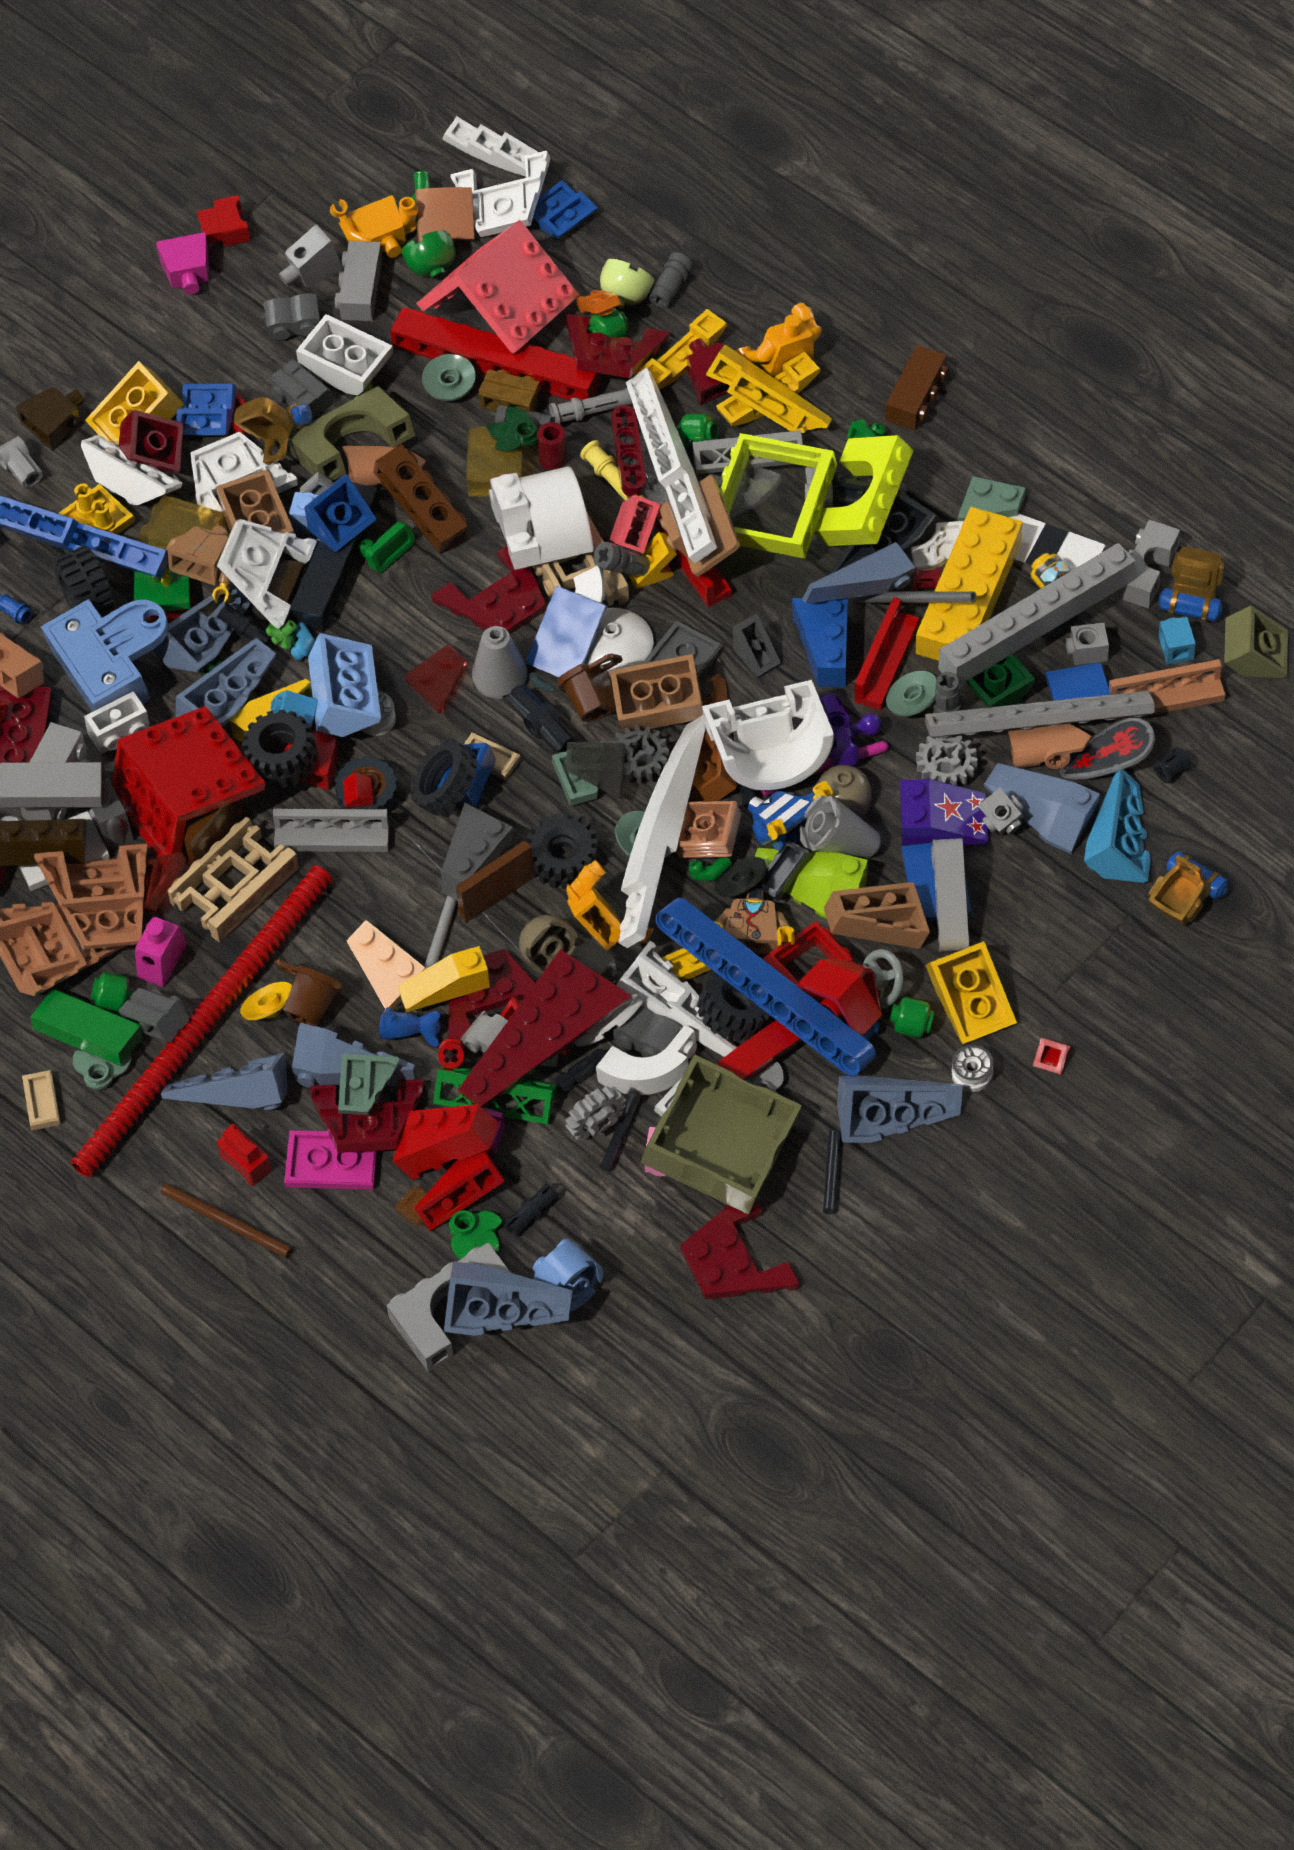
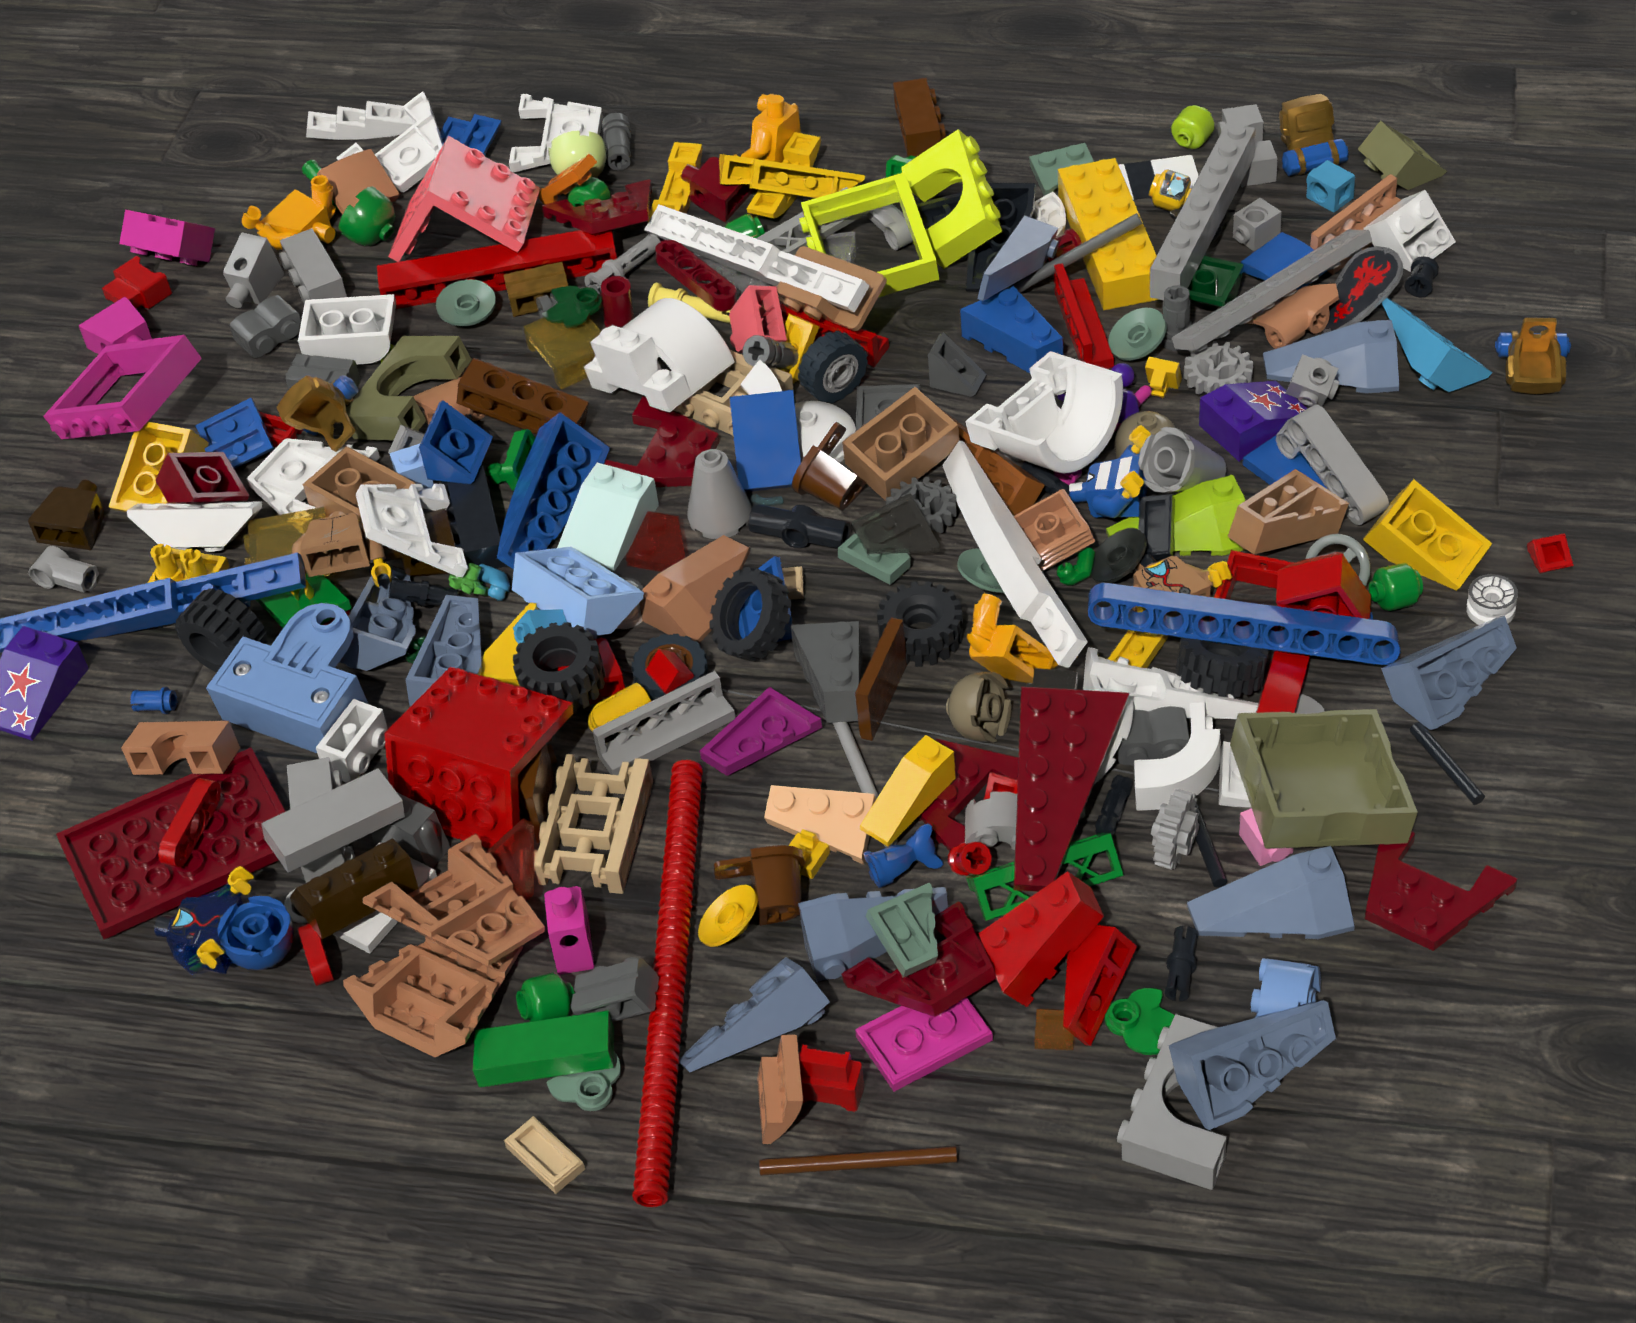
camera: 30 degrees left, 10 degrees down
(159, 343) = (165, 366): none -> dark pink window
(204, 1143) = (779, 1089): none -> nougat slope
(272, 188) = (167, 237): none -> dark pink wedge
(311, 798) = (618, 705): none -> yellow arm
(355, 985) = (814, 851): none -> yellow tile
(390, 587) = (548, 486): none -> blue wedge
(390, 872) = (758, 731): none -> magenta wing
(415, 633) = (609, 514): none -> light aqua slope
(418, 728) = (683, 594): none -> nougat wedge
(634, 1205) = (1288, 897): none -> sand blue wedge
(644, 245) = (558, 120): none -> white wing
(661, 596) = (832, 366): none -> black wheel
(900, 742) = (1162, 375): none -> yellow tile
(1120, 521) = (1192, 125): none -> lime head
(1198, 720) = (1411, 229): none -> white slope

